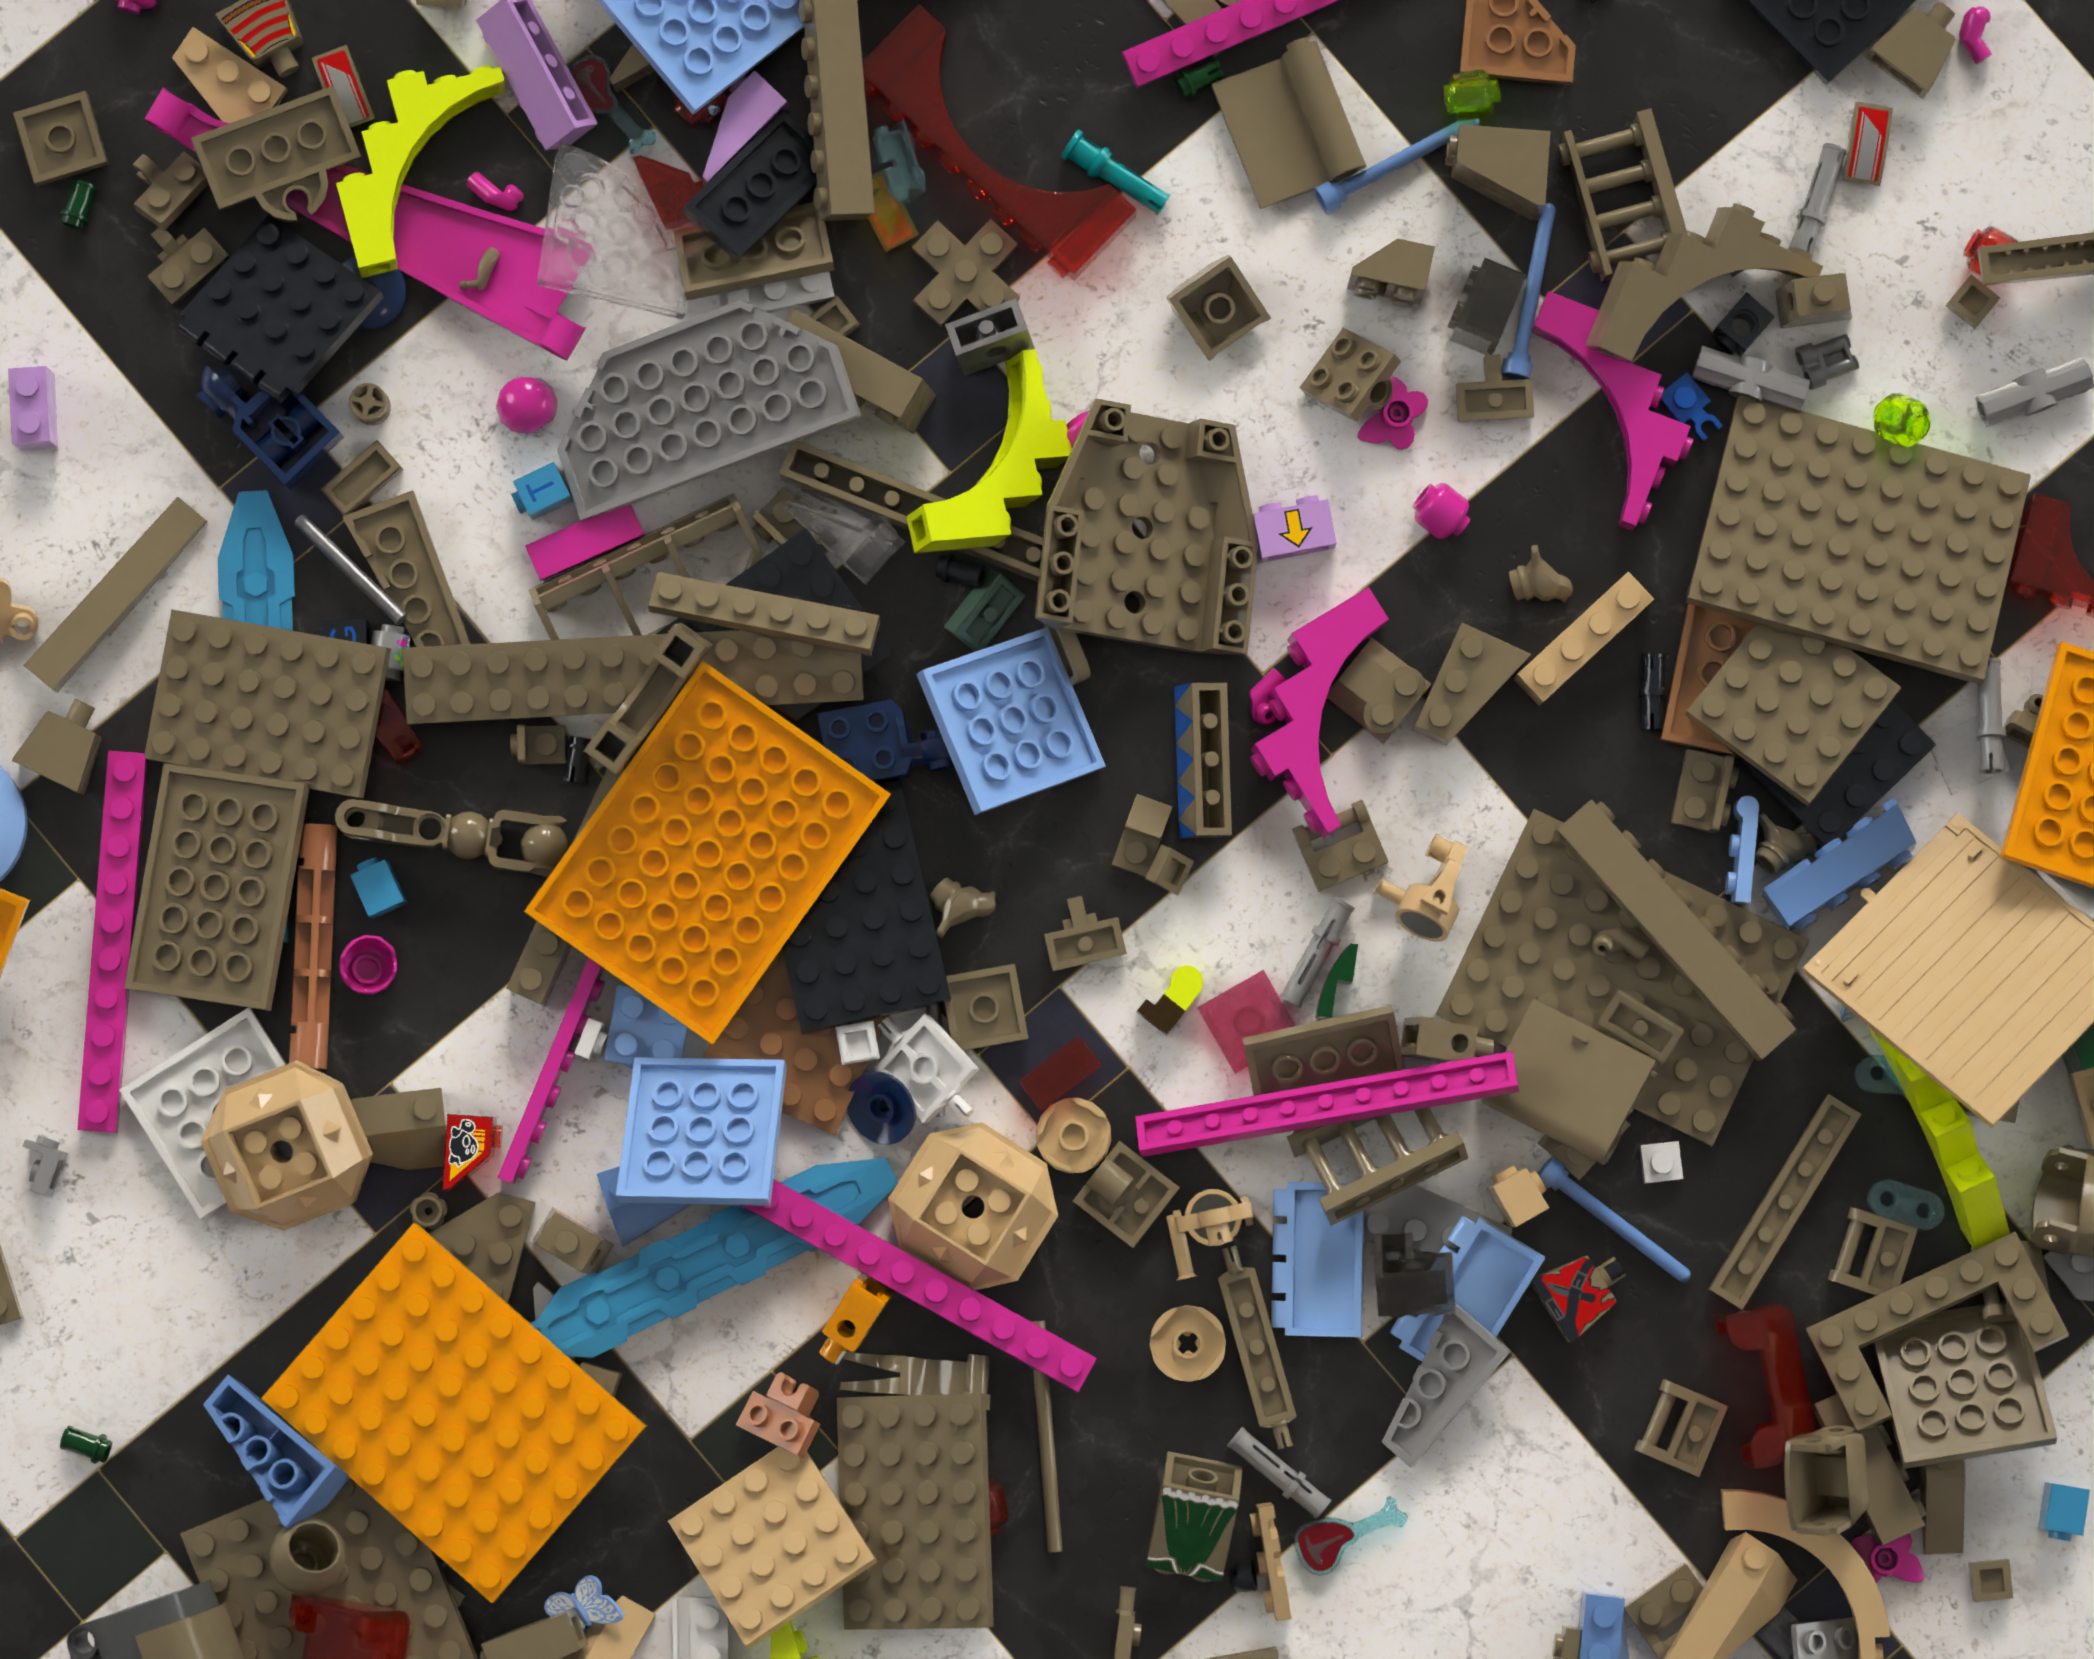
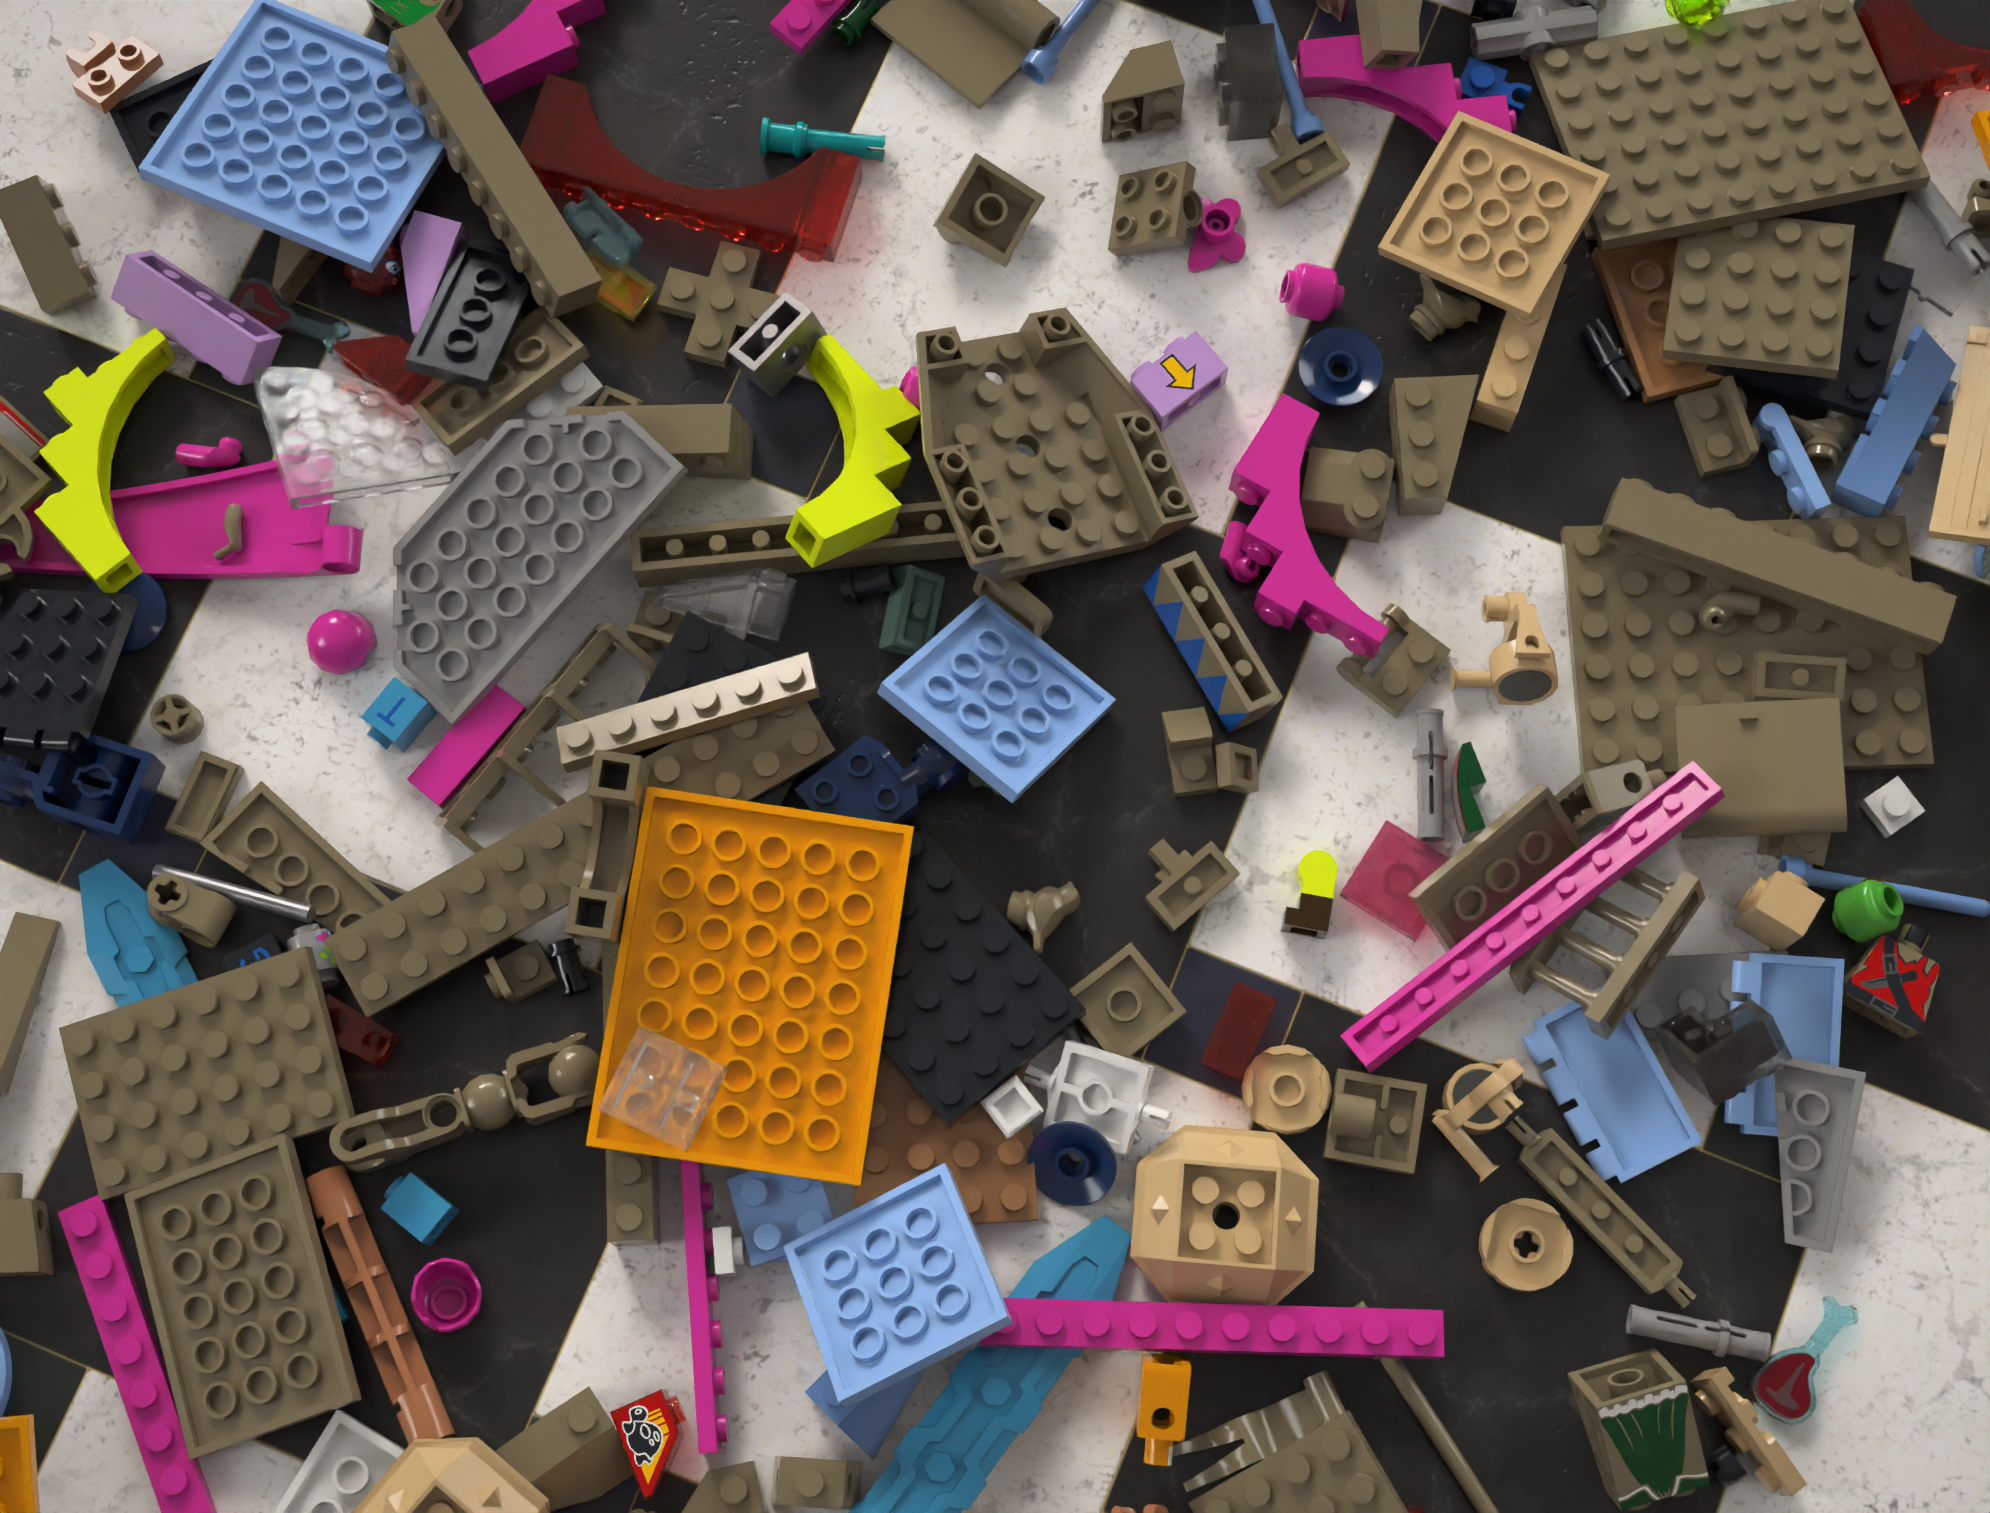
camera: 25 degrees left, 10 degrees down
(317, 572) = (195, 913): none -> dark tan piece
(601, 900) = (662, 1088): none -> clear slope
(1444, 572) = (1345, 350): none -> dark blue dish
(1589, 1231) = (1867, 910): none -> bright green head
(1615, 529) = (1494, 215): none -> tan plate

